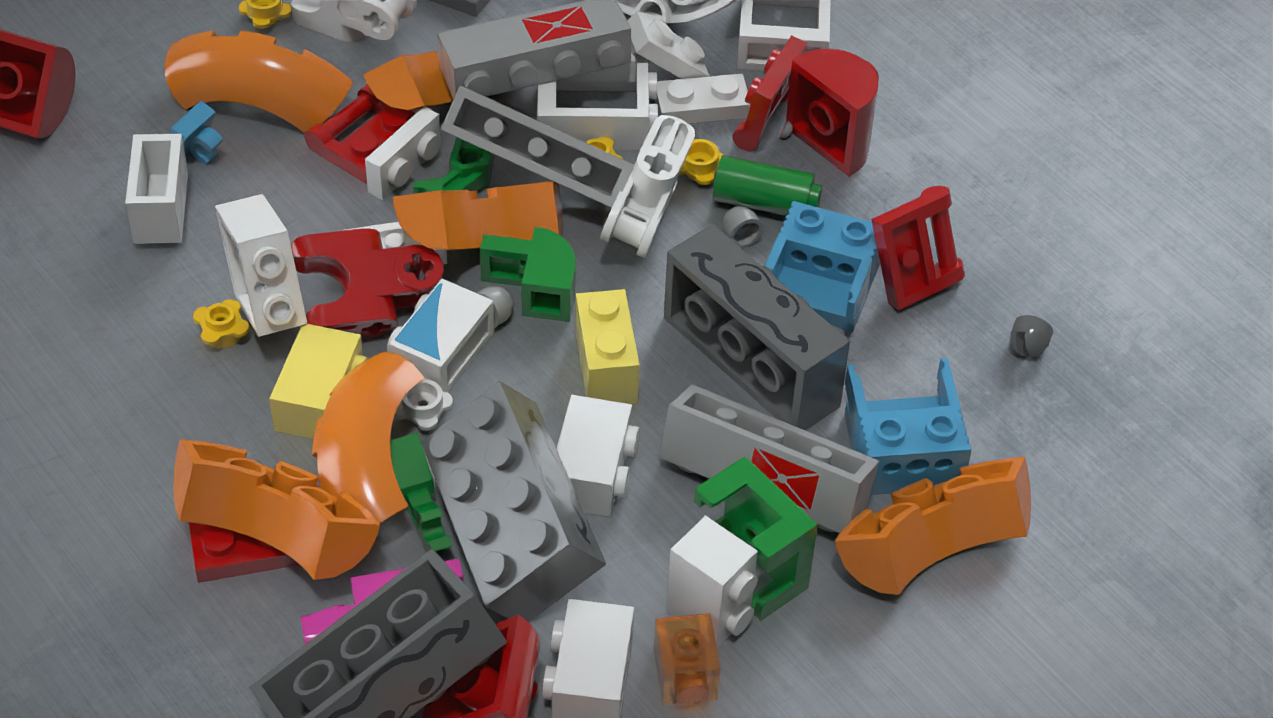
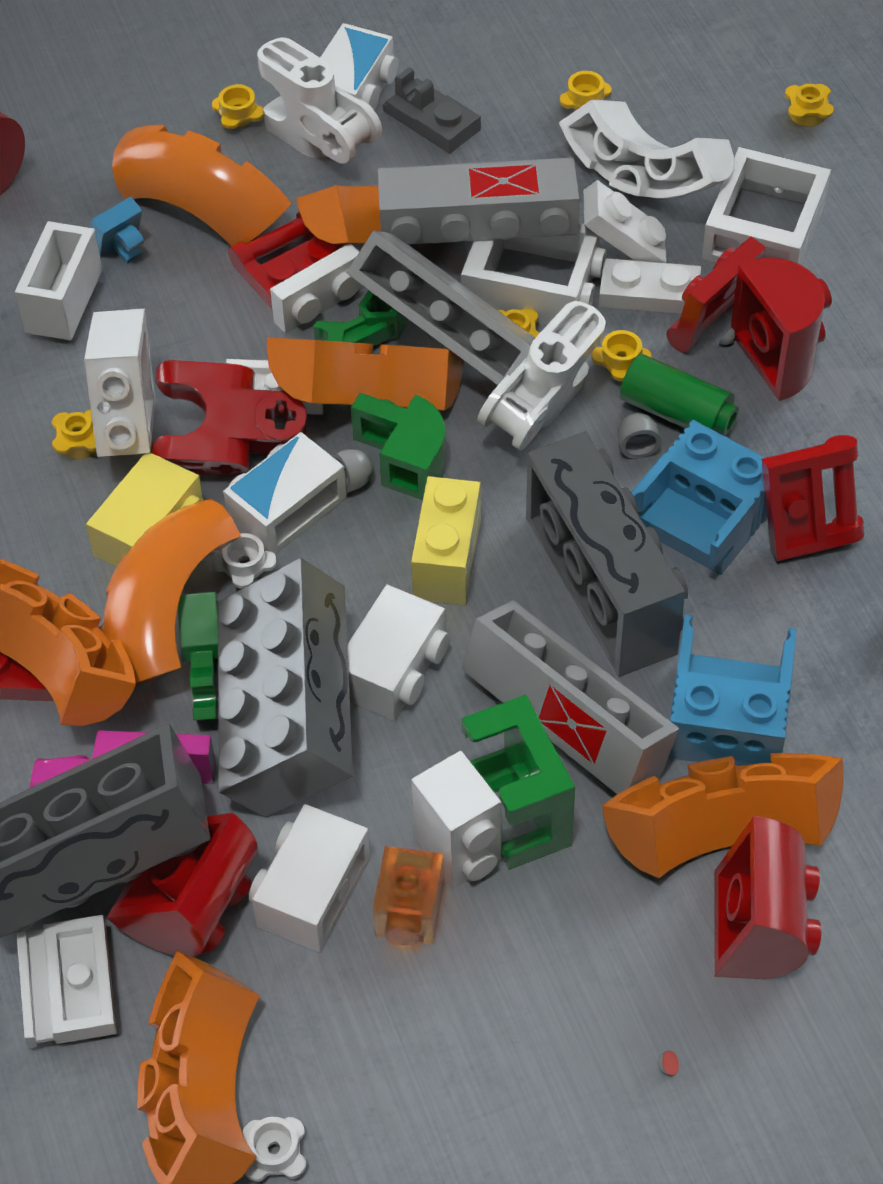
camera: 20 degrees right, 5 degrees up
(998, 594) = (763, 903): none -> red brick

